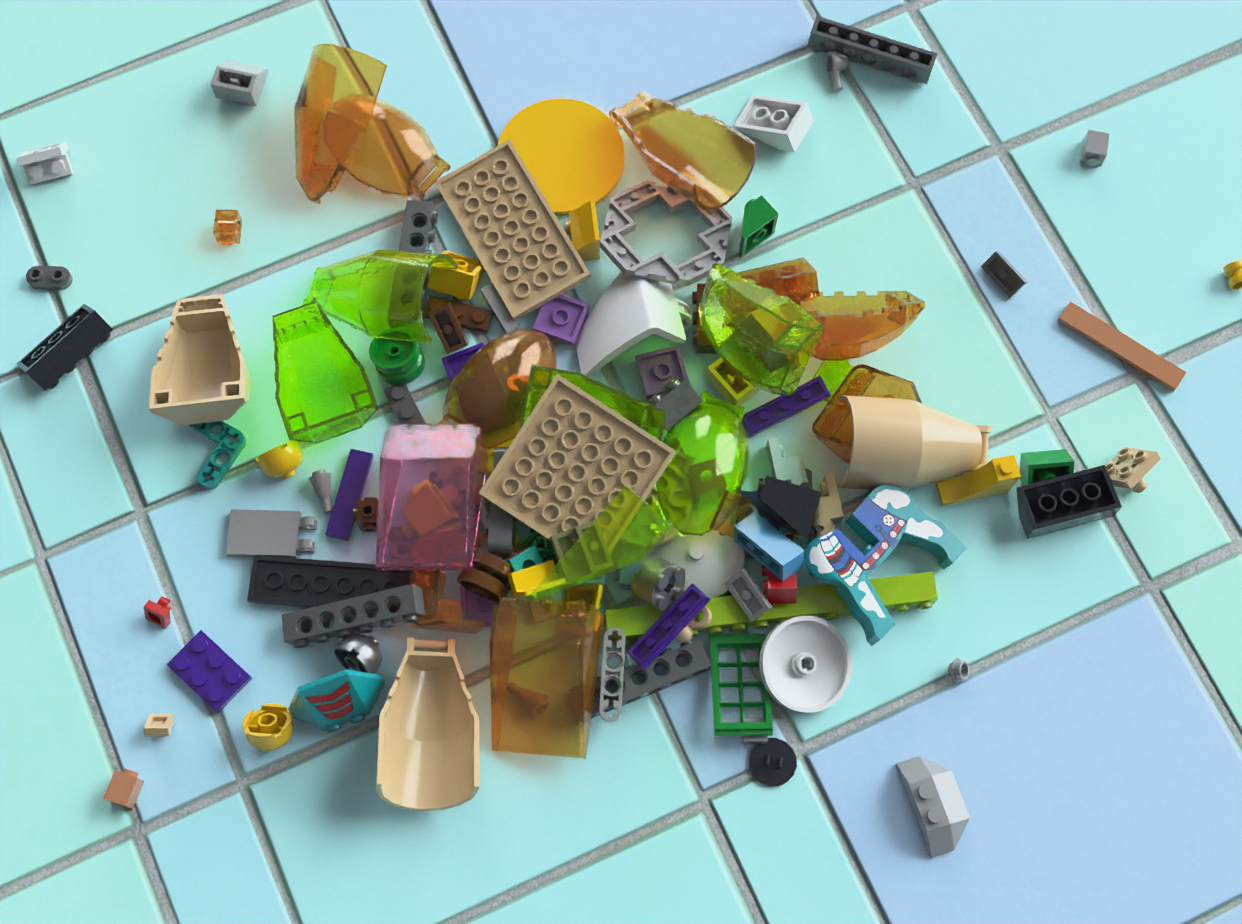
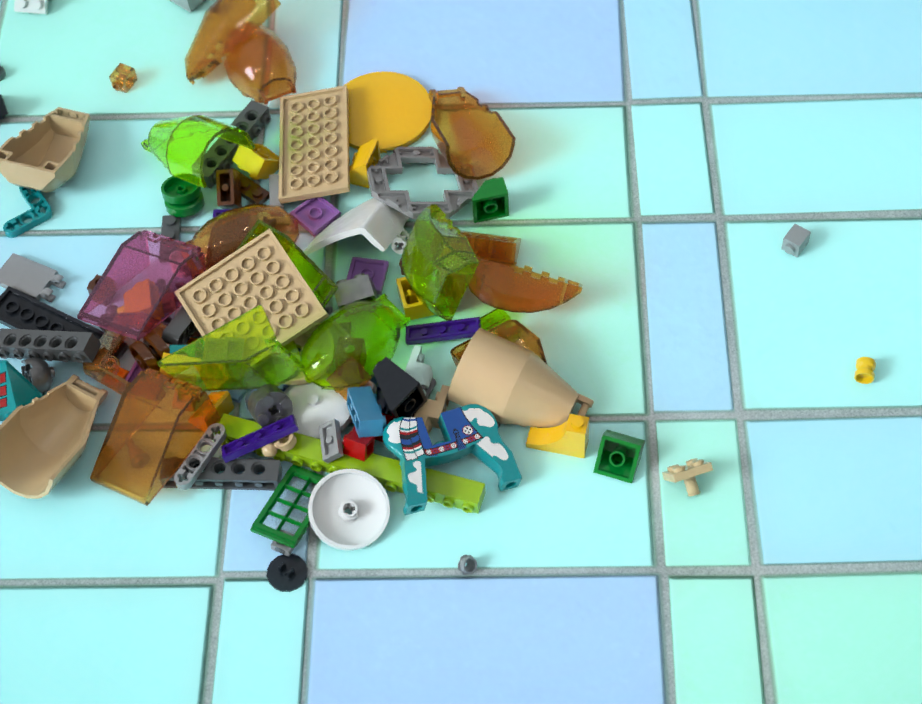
camera: 30 degrees right, 15 degrees down
(281, 460) = (64, 232): yellow cylinder -> none
(317, 377) = (117, 186): clear neon green windscreen -> none
(322, 485) = (83, 258): light grey cone -> none
(349, 492) = (78, 291): dark purple tile -> none
(775, 121) = (553, 140): white slope -> none
(835, 64) = (623, 118): light grey bar -> none
(872, 49) = (654, 115): dark grey brick -> none
(935, 803) = (390, 653): light grey wedge -> none
(1004, 274) = (669, 302): dark grey plate -> none
(1067, 501) = (622, 477): black slope -> none
(1122, 346) = (739, 388): nougat tile -> none

